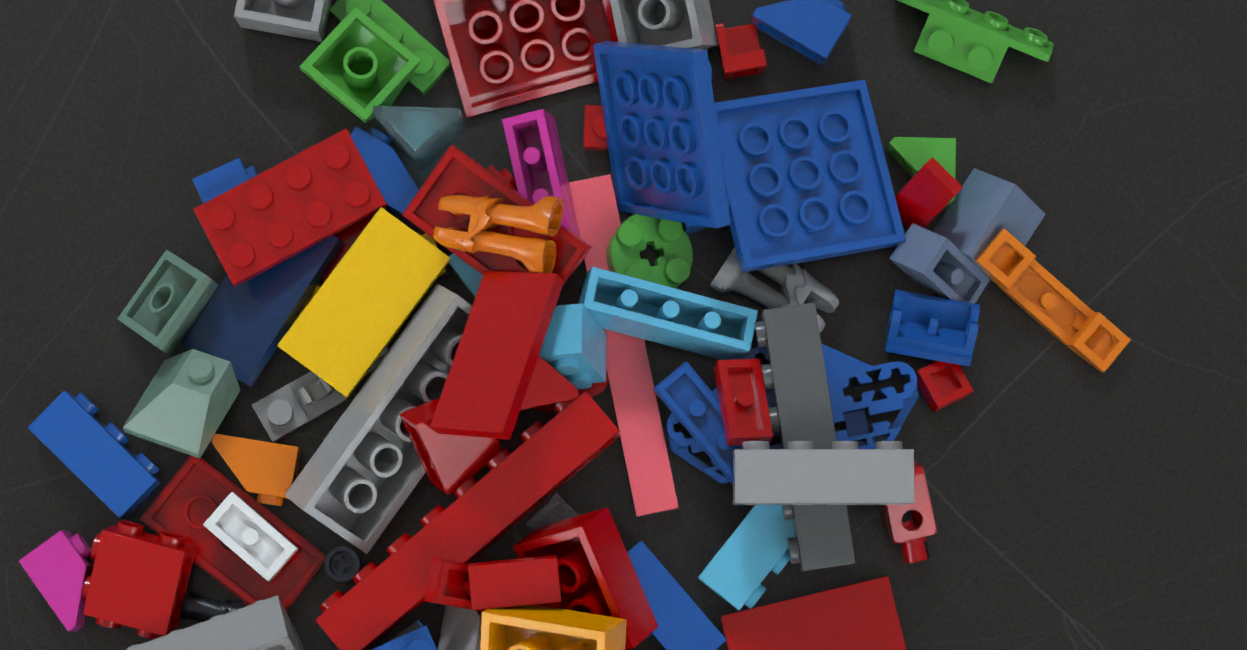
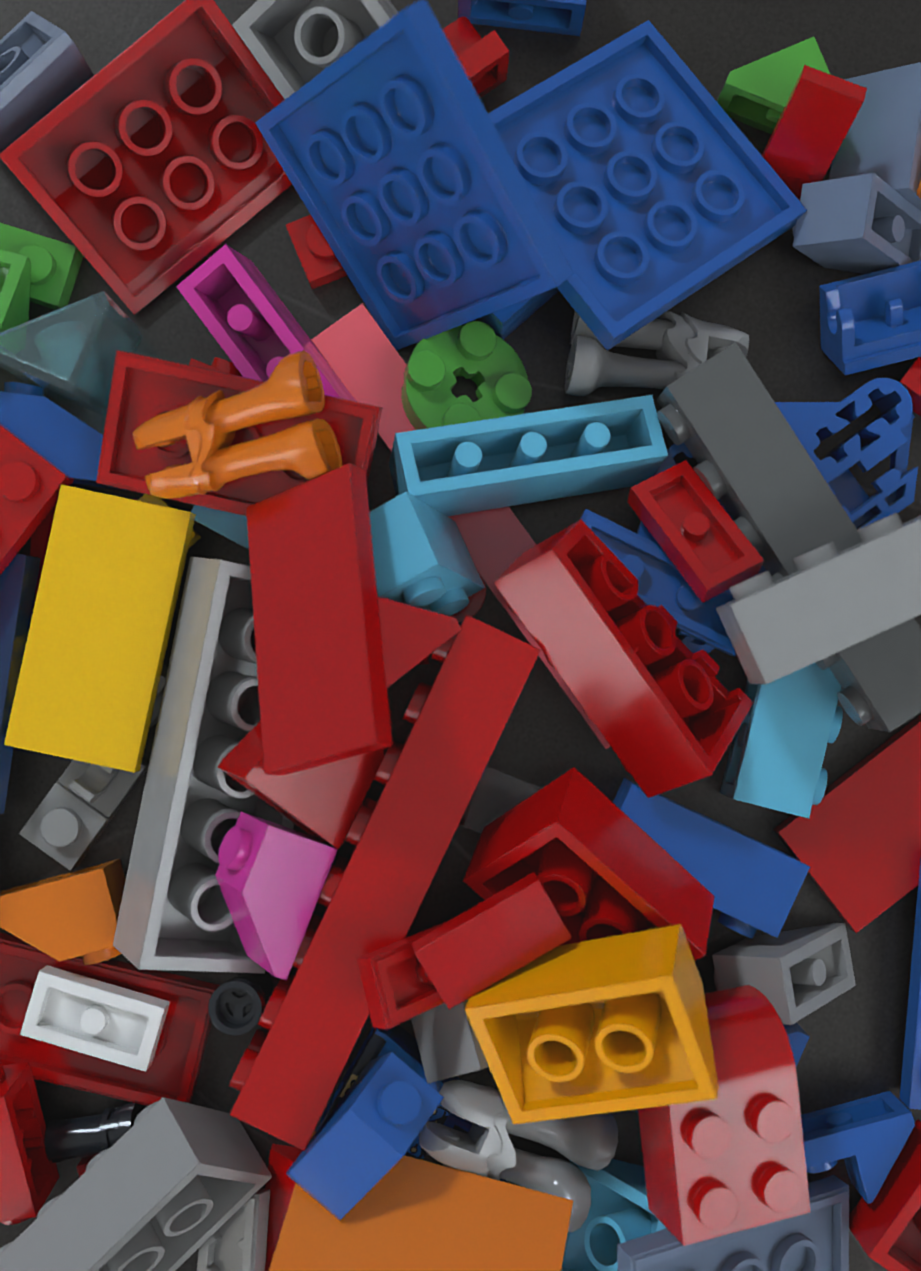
camera: 30 degrees left, 5 degrees up
(397, 500) = (271, 887): none -> dark pink slope
(667, 461) = (623, 660): none -> red wedge

